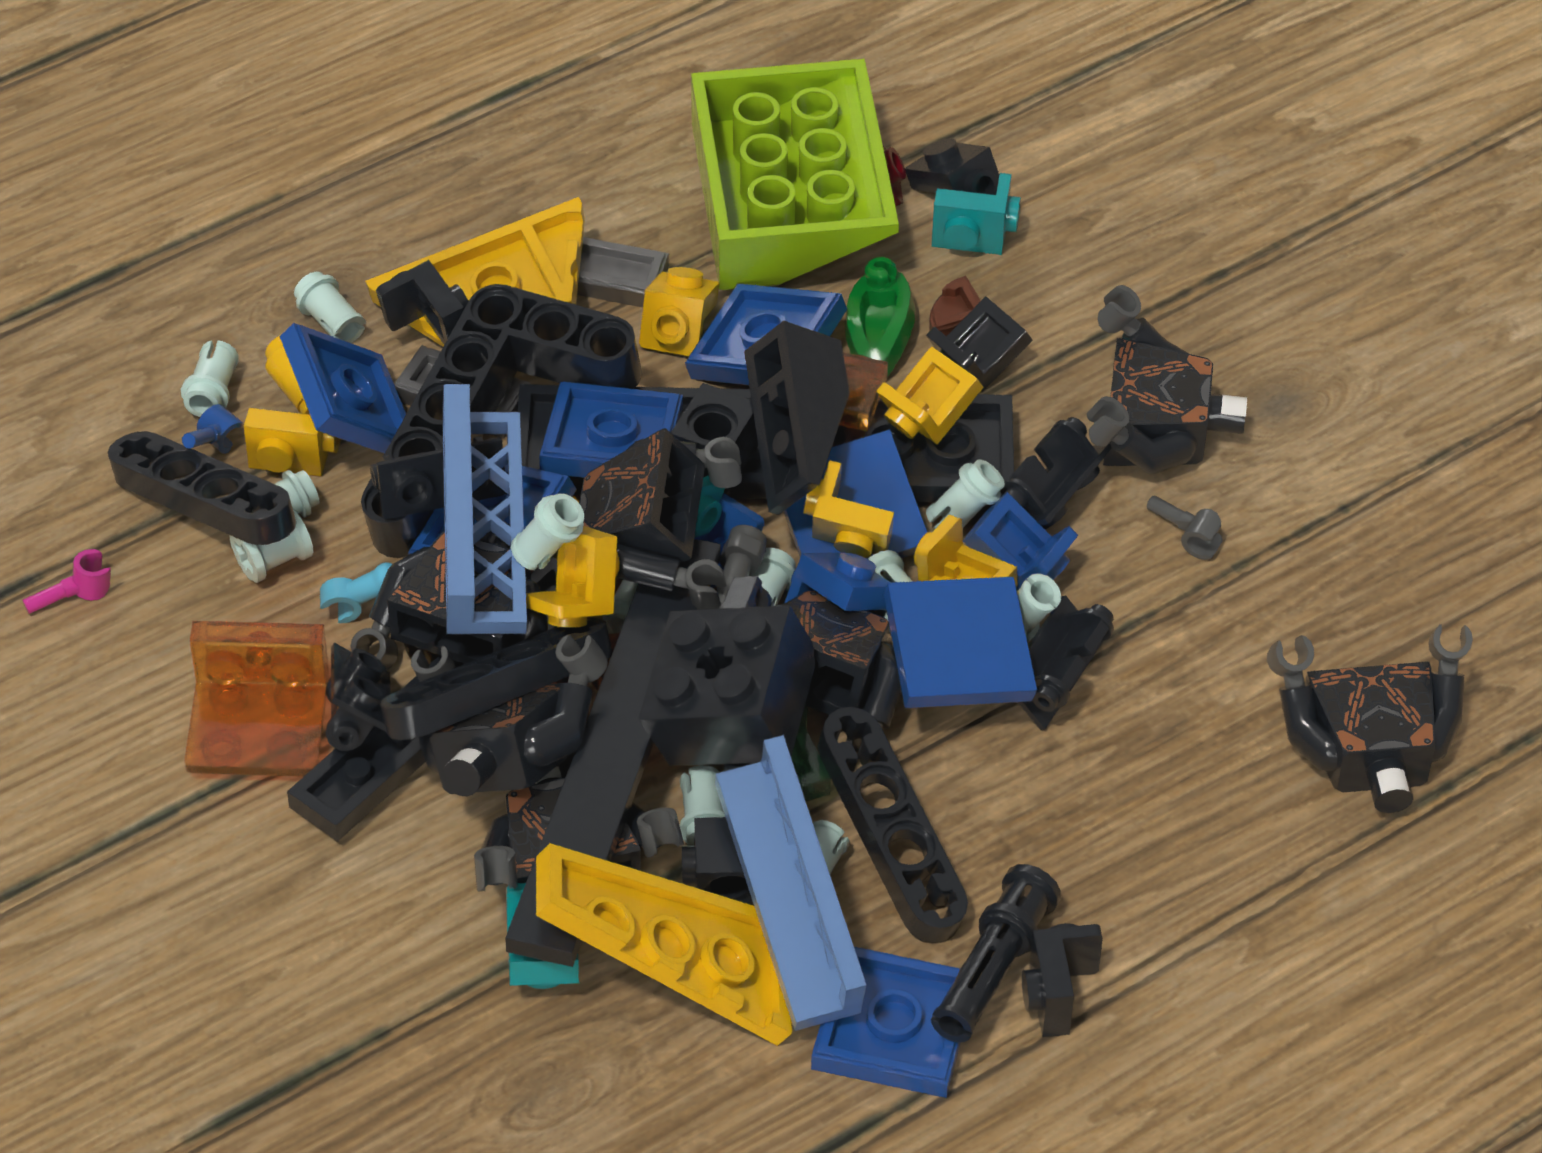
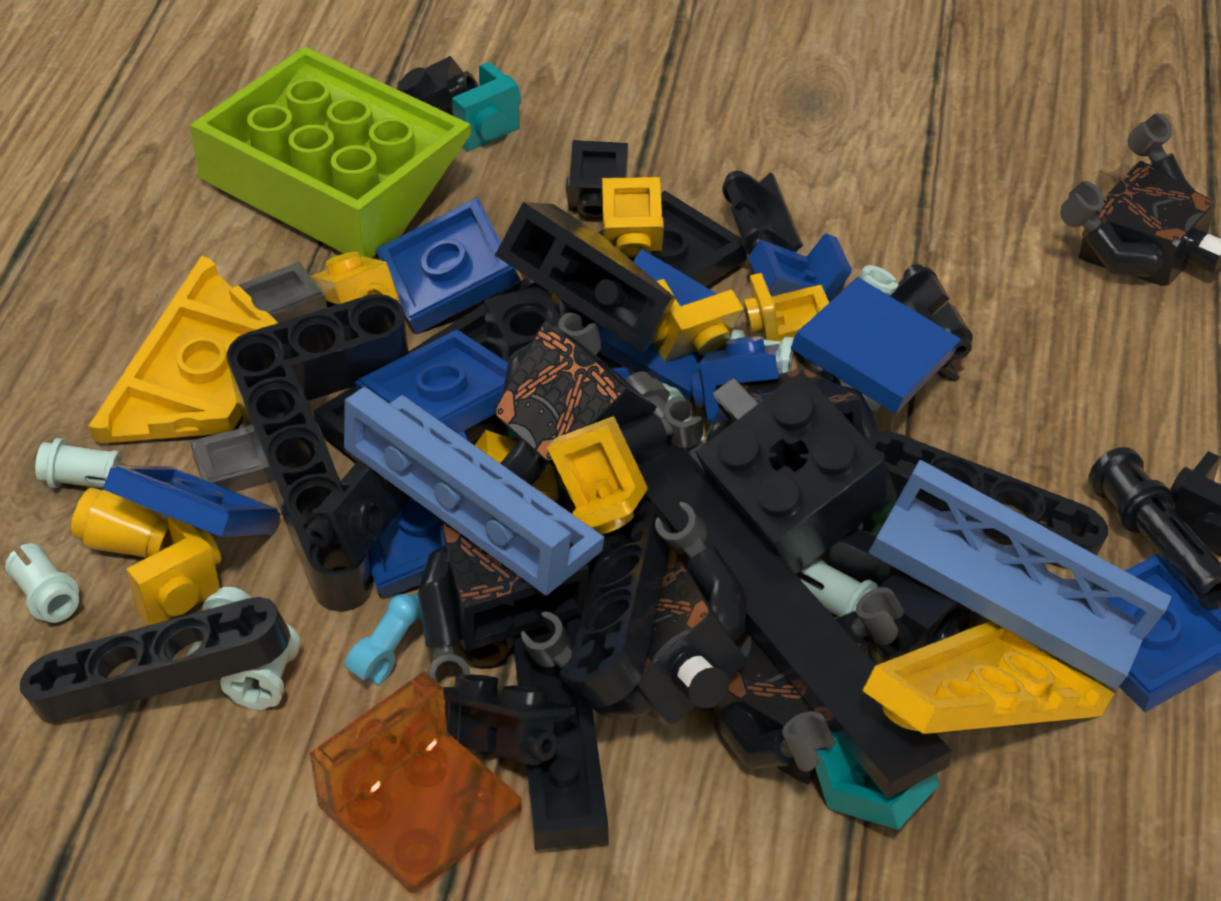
camera: 45 degrees left, 5 degrees down
(86, 582) = (121, 821): dark pink hand -> none
(212, 429) = (96, 614): blue hand -> none
(421, 294) = (185, 393): black bracket -> none
(555, 522) = (558, 439): light aqua pin -> none
(880, 313) = (498, 193): green arm -> none
(953, 305) = (544, 175): copper tile -> none
(975, 488) = (730, 261): light aqua pin -> none
(1157, 396) = (751, 130): torso -> none
(1200, 529) = (881, 191): dark grey hand -> none

